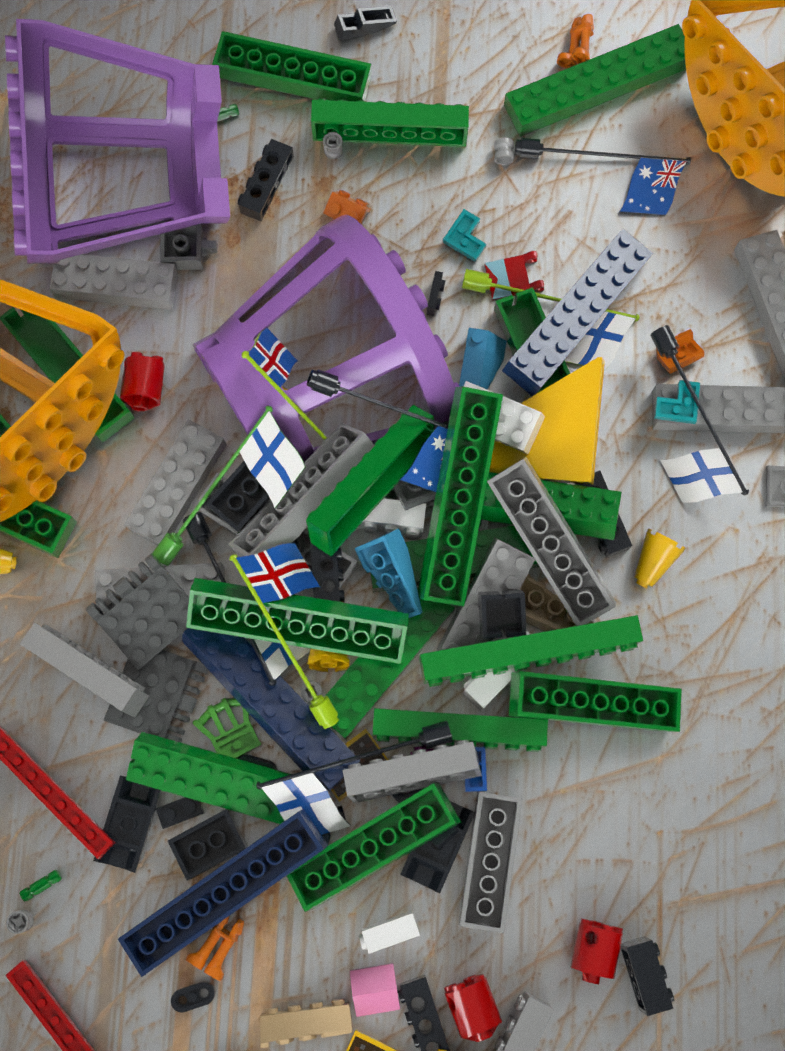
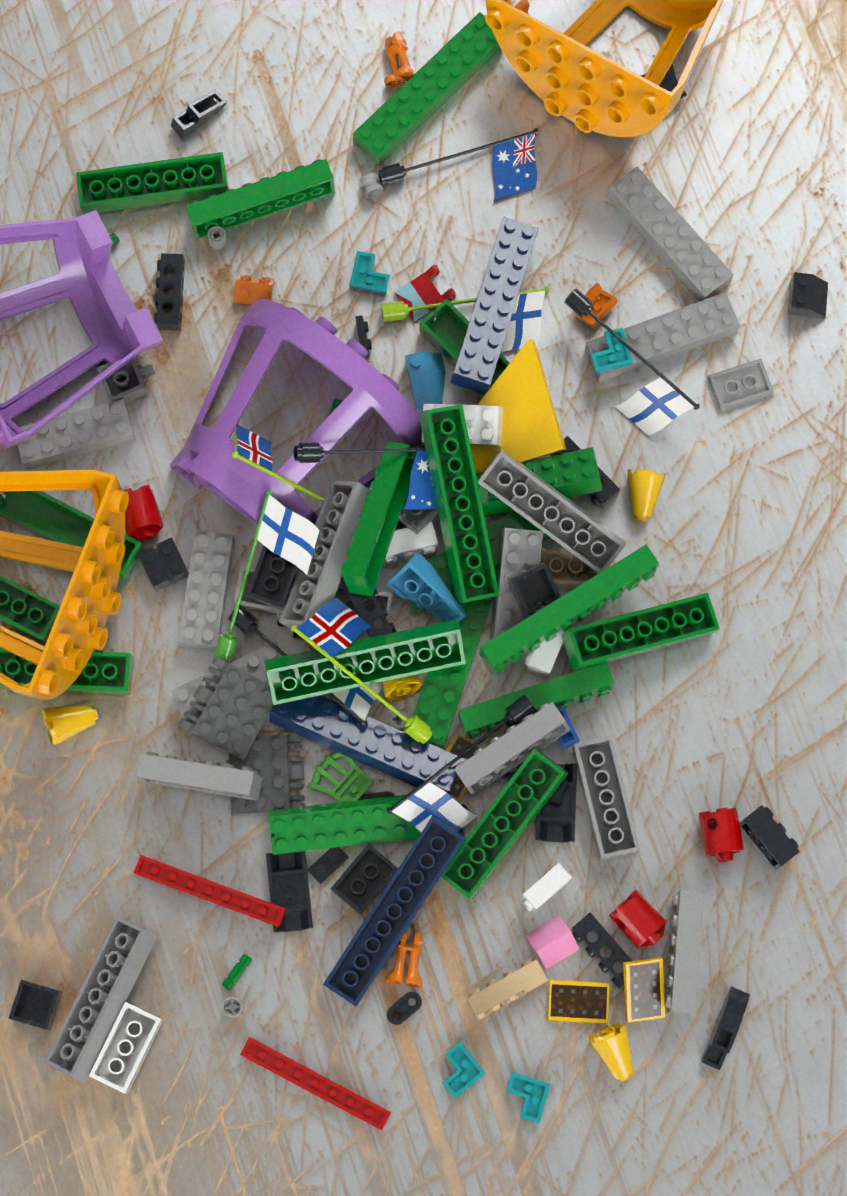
camera: 20 degrees left, 0 degrees up
(146, 439) = (162, 563): none -> black piece

